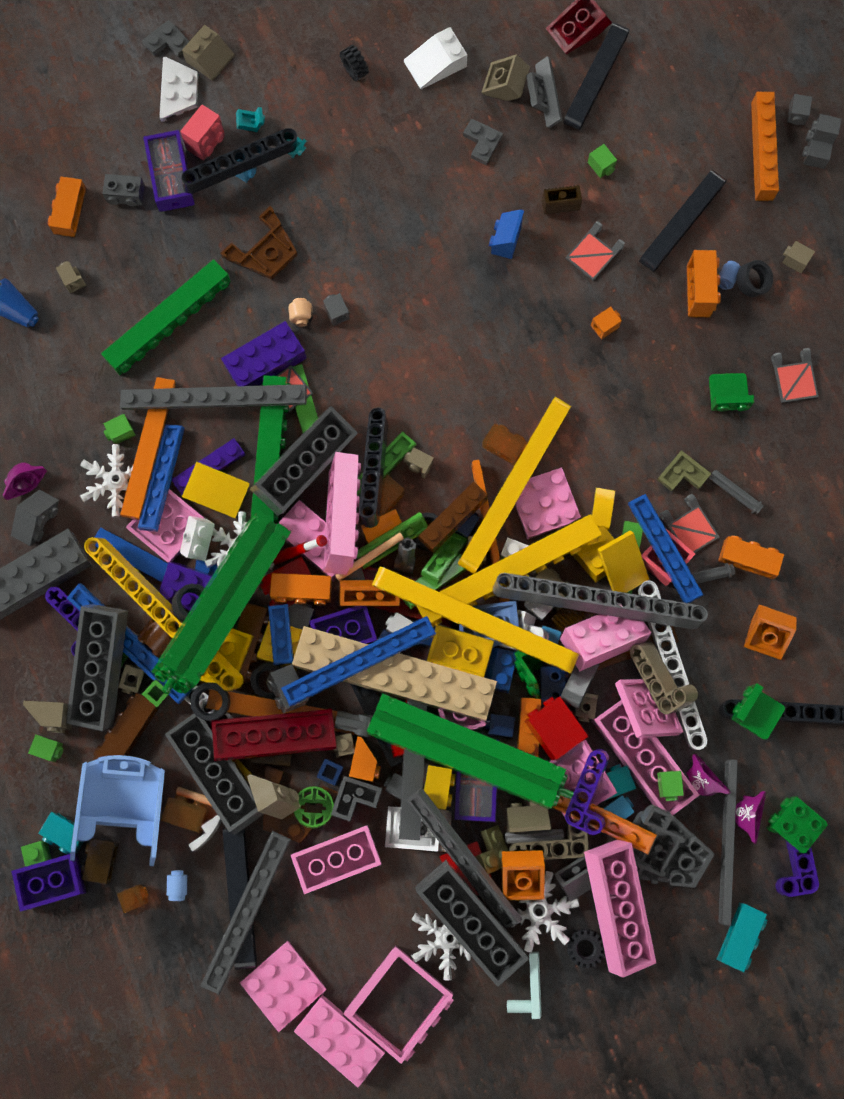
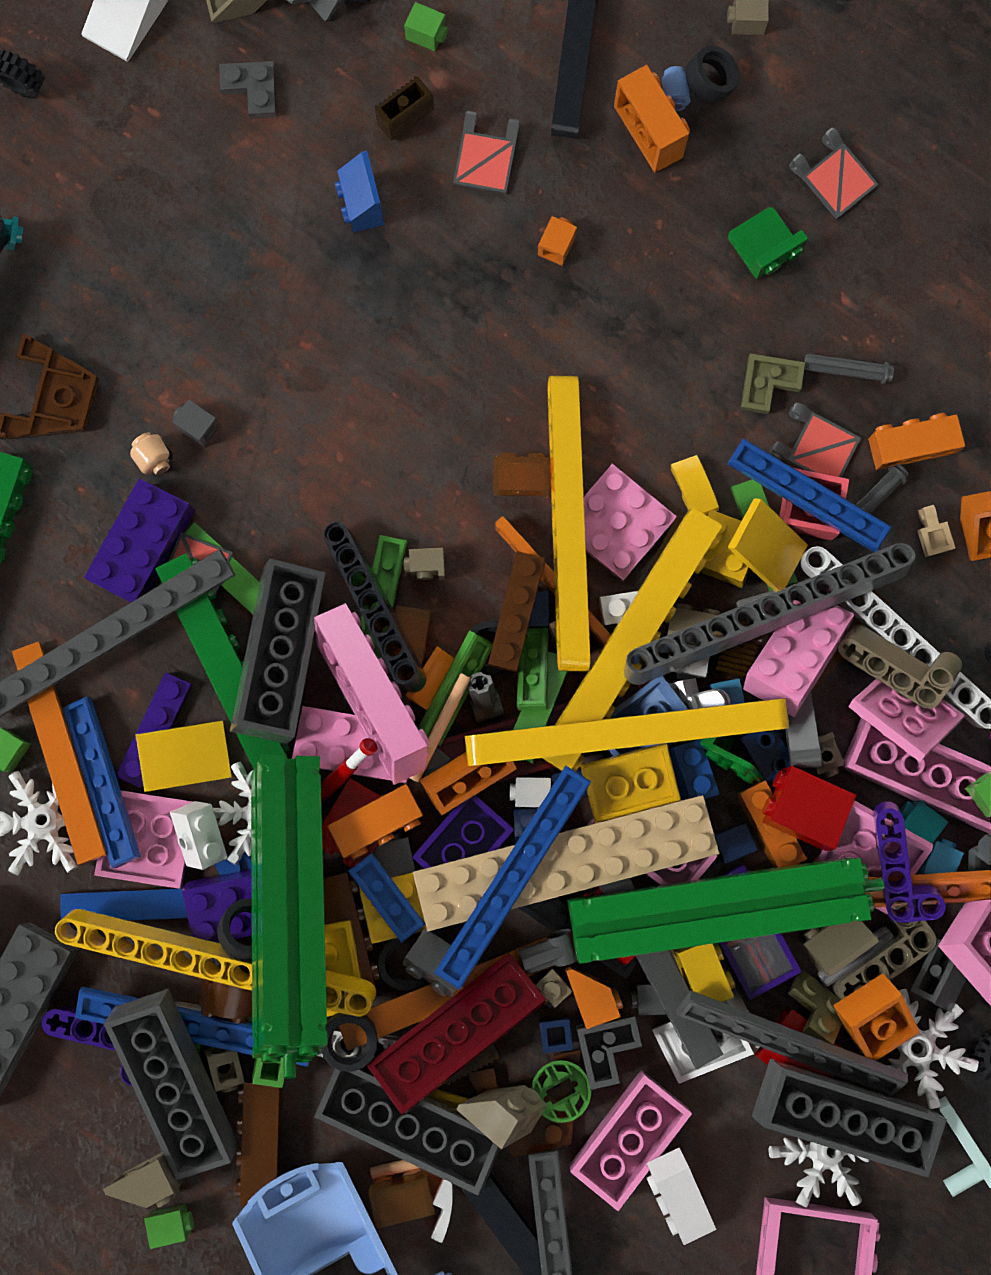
camera: 30 degrees left, 5 degrees up
(344, 909) = (679, 1197): none -> white brick
(729, 619) = (934, 537): none -> tan plate

